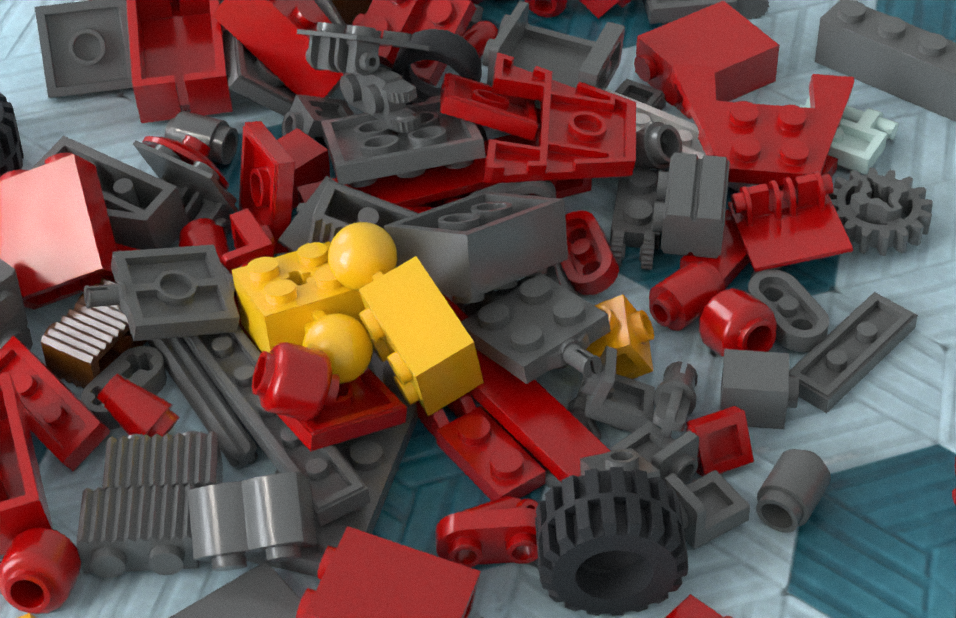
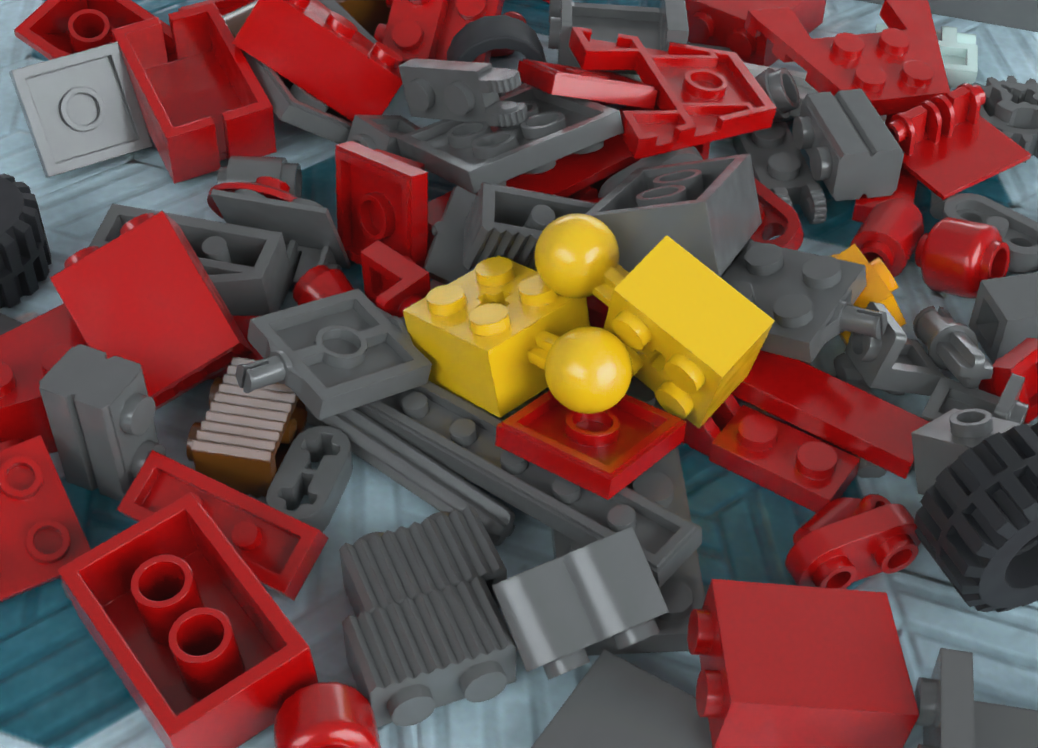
camera: 20 degrees left, 0 degrees up
(137, 408) = (352, 502): red cone -> none
(295, 381) = (568, 417): red head -> none
(352, 51) = (415, 50): dark grey hinge -> none

